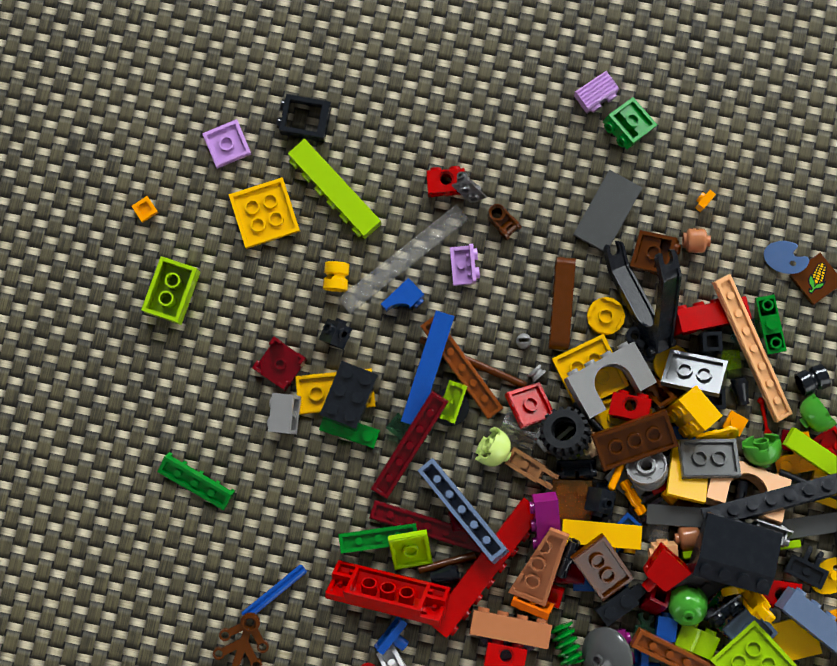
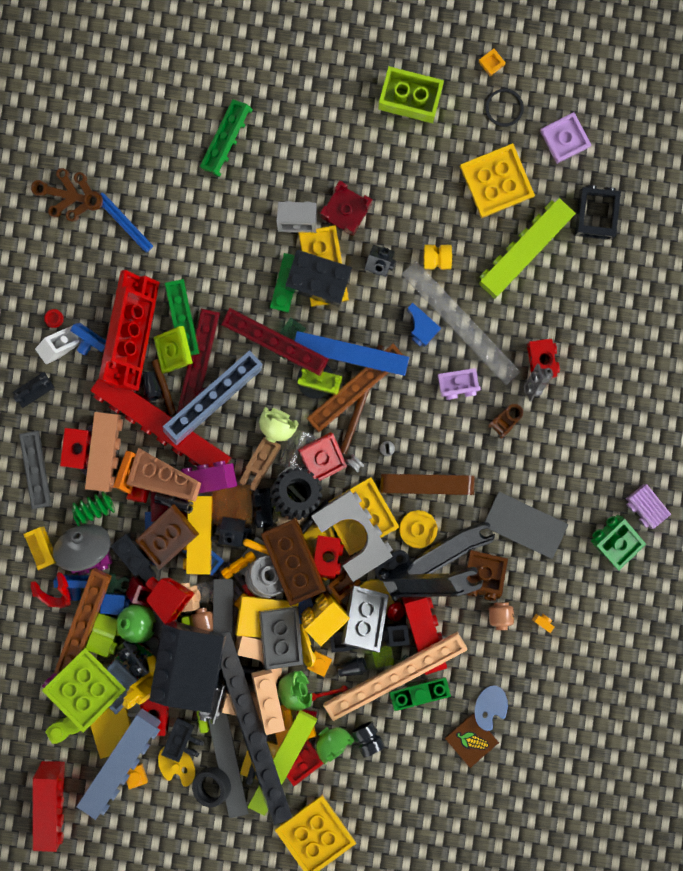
camera: 85 degrees right, 5 degrees up
(190, 217) = (504, 124): none -> black piece
(686, 343) = (395, 611): none -> red plate
(770, 474) = (268, 701): none -> light nougat arch

